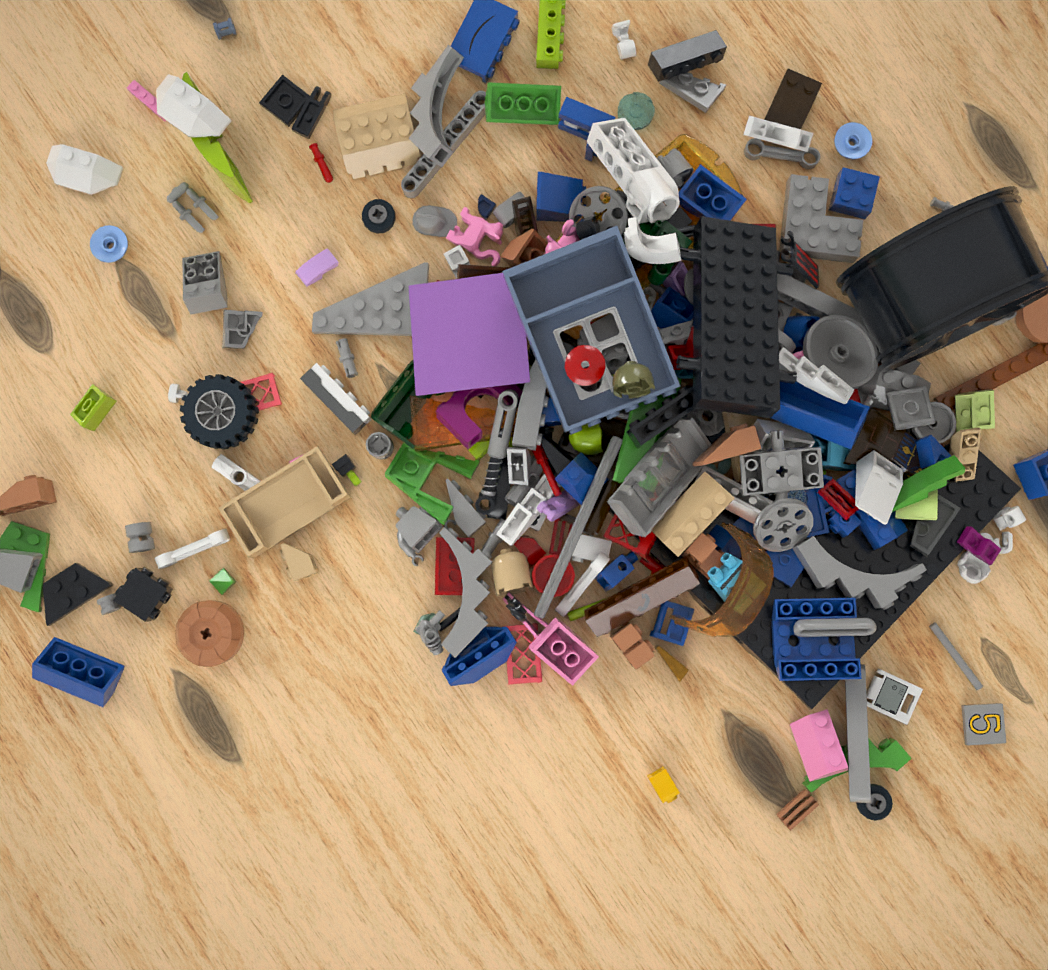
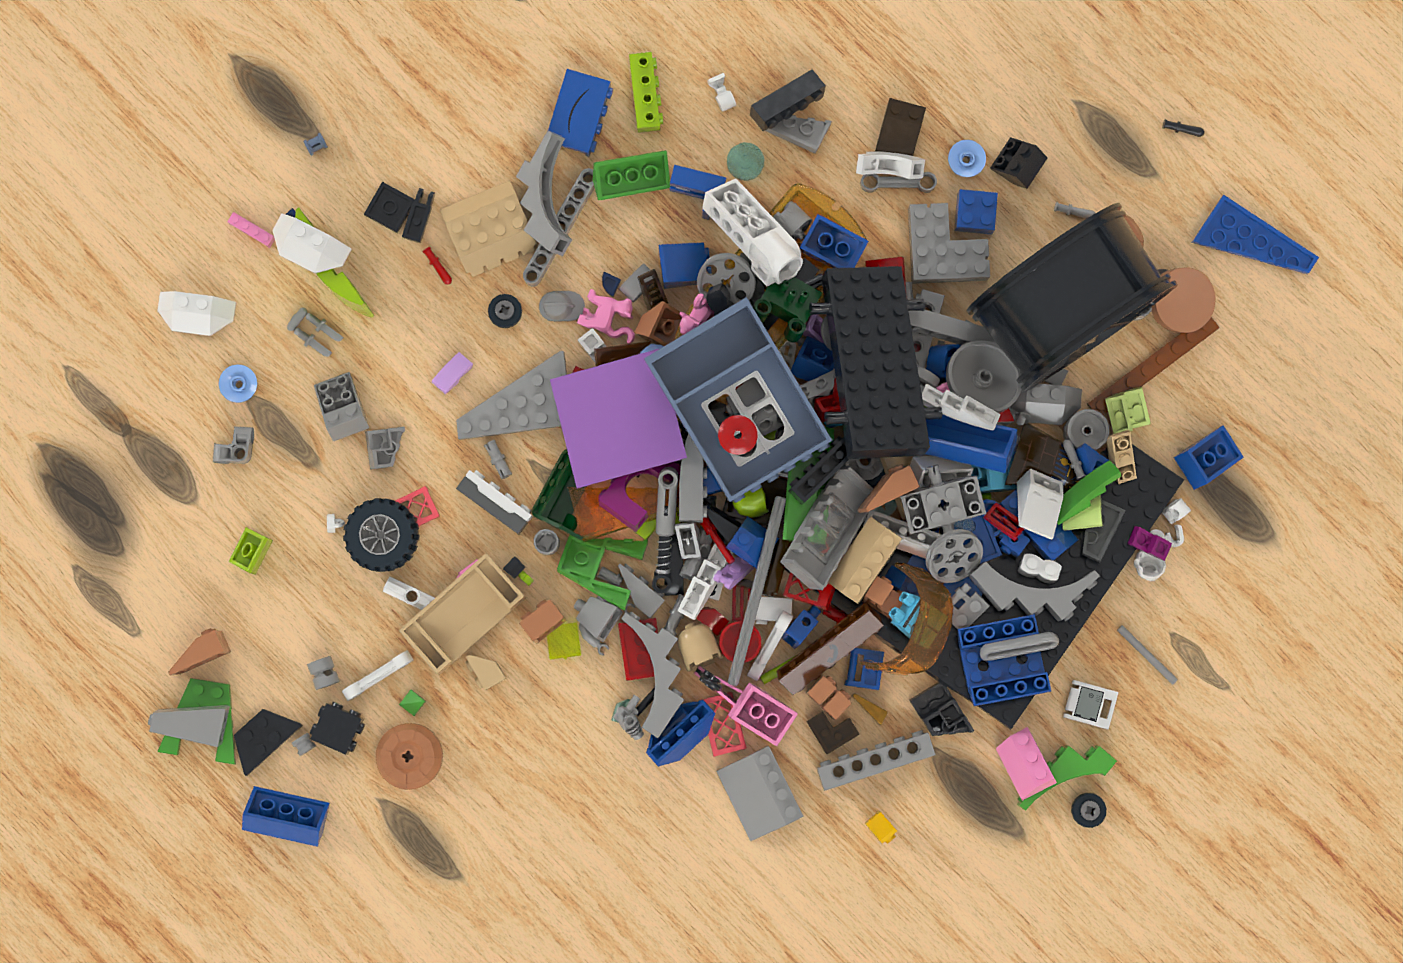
camera: 20 degrees left, 0 degrees up
(103, 298) = (242, 440): none -> light grey piece
(361, 522) = (542, 621): none -> nougat brick
(380, 545) = (564, 642): none -> clear neon green piece
(436, 490) = (610, 577): none -> light grey pin
(548, 729) = (759, 793): none -> light grey slope
(627, 685) = (831, 737): none -> dark brown plate
(632, 380) = (785, 443): olive cylinder -> none
(651, 248) = (784, 310): white arch -> none
(718, 714) = (923, 751): none -> light grey brick
(741, 678) = (940, 711): none -> black slope
(789, 582) = (970, 610): none -> light grey plate
(800, 260) = (932, 291): black flag -> none
(802, 815) = (1016, 830): nougat tile -> none
(858, 739) = (1060, 747): light grey beam -> none
(869, 555) = (1044, 570): none -> white brick
(904, 152) = (1019, 162): none -> black slope
(910, 408) = (1062, 419): light grey tile -> none
(915, 445) = (1075, 463): none -> light grey piece
(983, 724) = (1184, 716): light grey tile -> none

